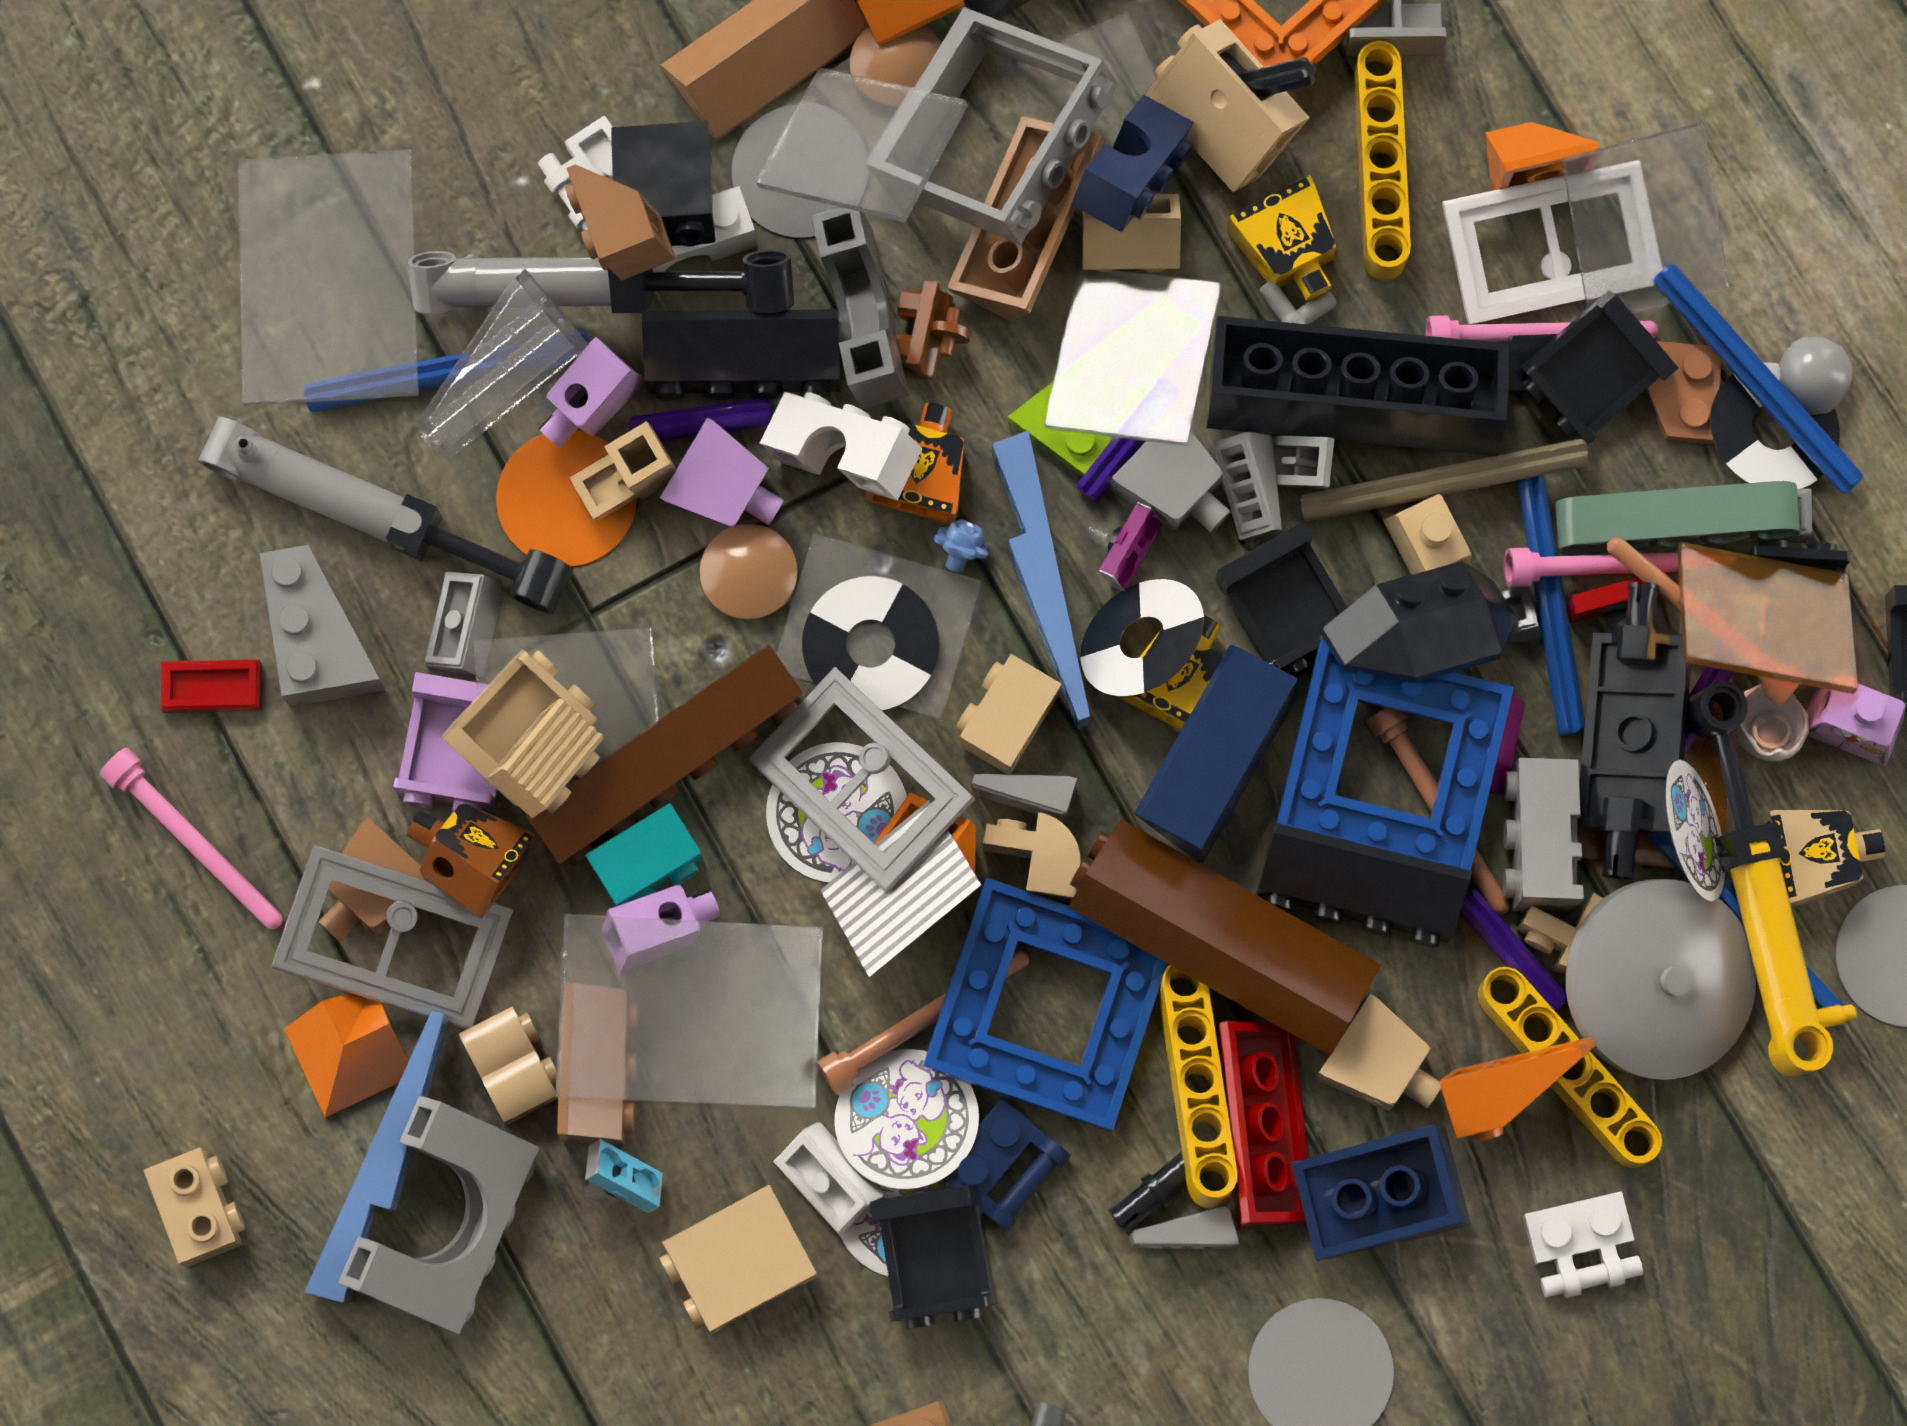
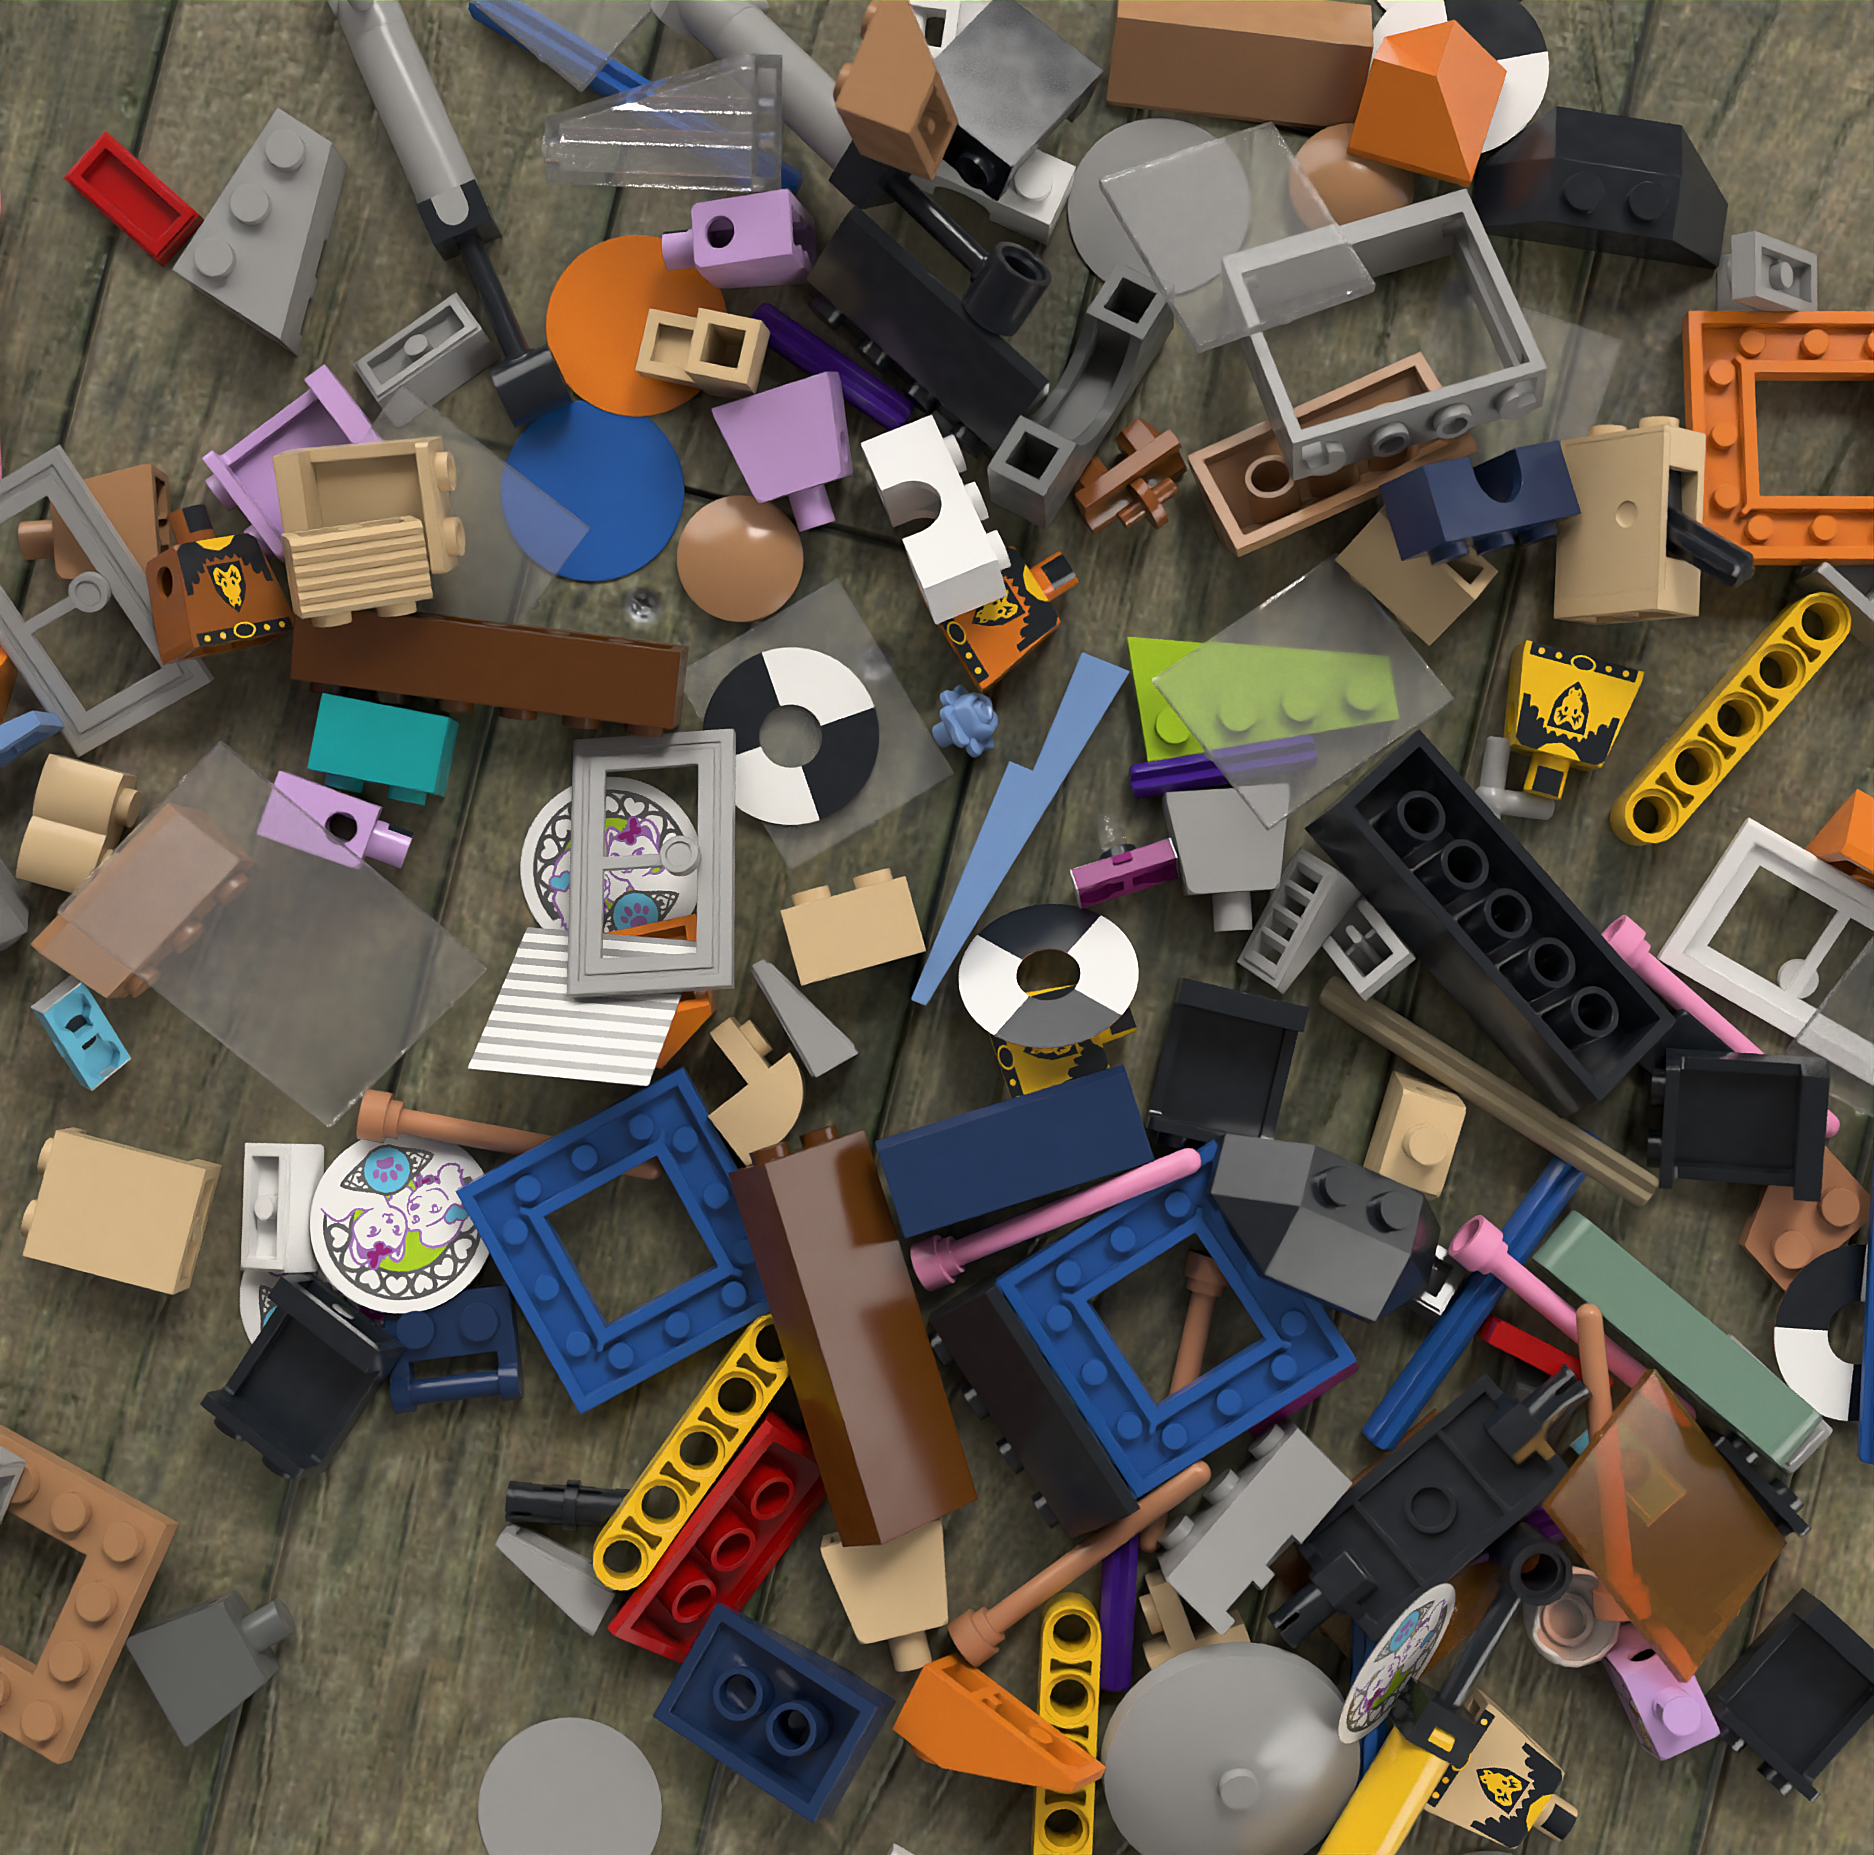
camera: 45 degrees right, 10 degrees up
(630, 591) = (612, 476): none -> blue sticker
(1234, 852) = (941, 1259): none -> bright pink piece
(1456, 1041) = (981, 1631): none -> nougat piece

